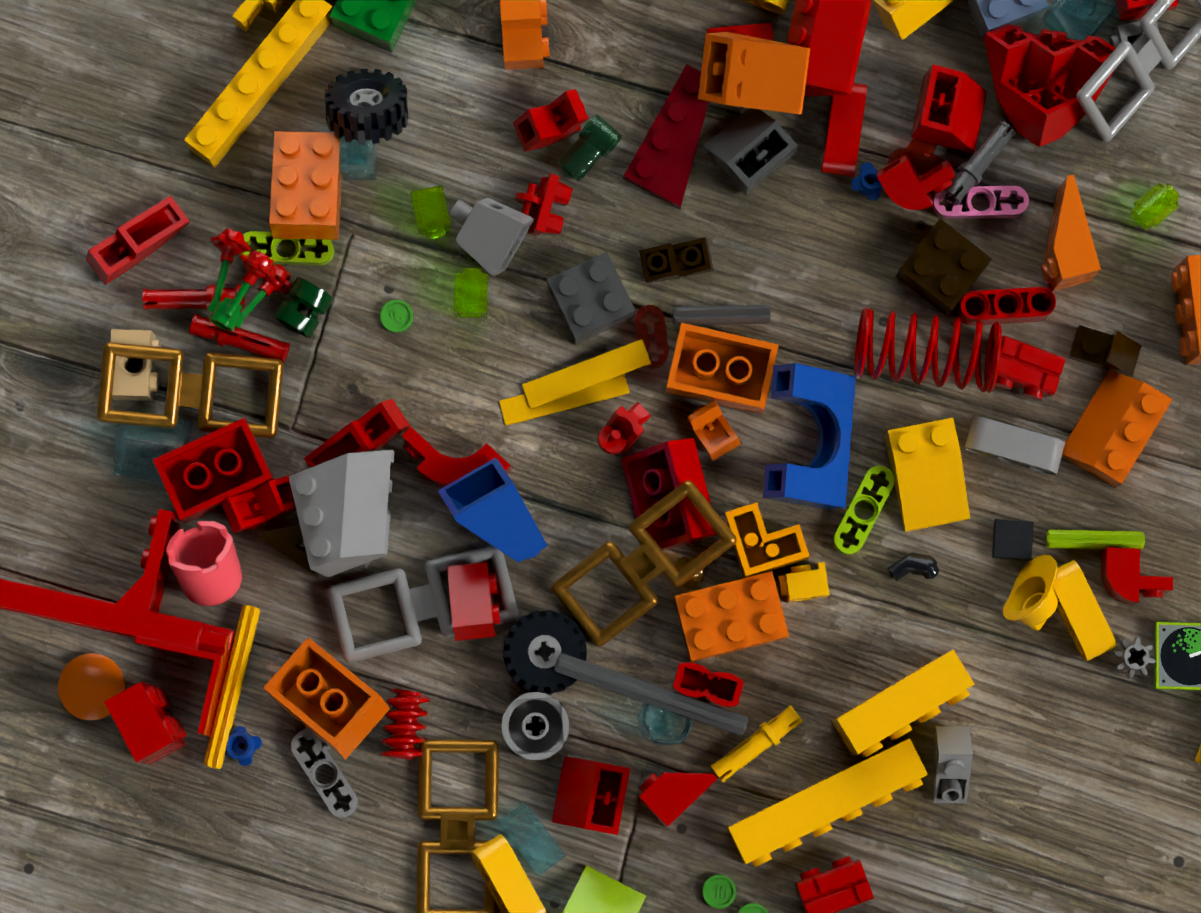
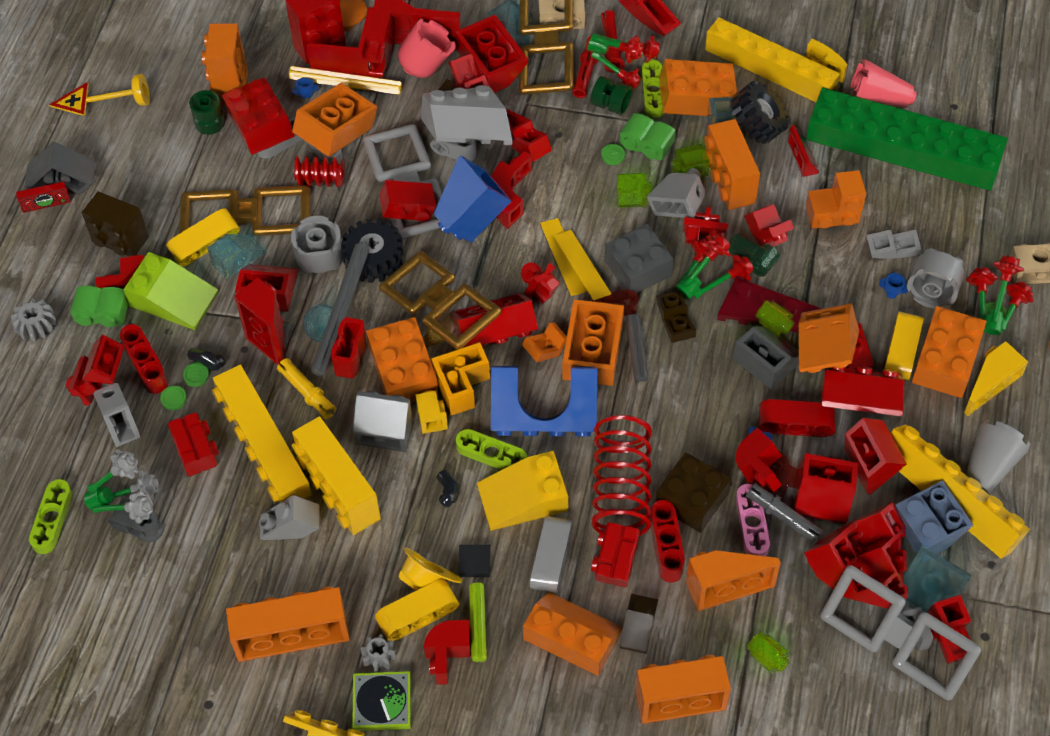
camera: 90 degrees right, 25 degrees down
(217, 856) = (224, 59): none -> orange brick
(283, 886) = (207, 112): none -> dark green wheel
(302, 811) = (258, 115): none -> red brick
(379, 265) = (647, 136): none -> bright green brick
(422, 59) = (802, 153): none -> red slope
(451, 156) = (732, 164): none -> orange brick
(608, 189) = (706, 252): none -> plant
(701, 880) = (206, 358): none -> black arm
(703, 133) = (775, 318): none -> clear neon green brick
(825, 643) = (382, 421): none -> slope
(917, 42) = (874, 451): none -> red slope
(1101, 762) = (287, 624): none -> orange brick

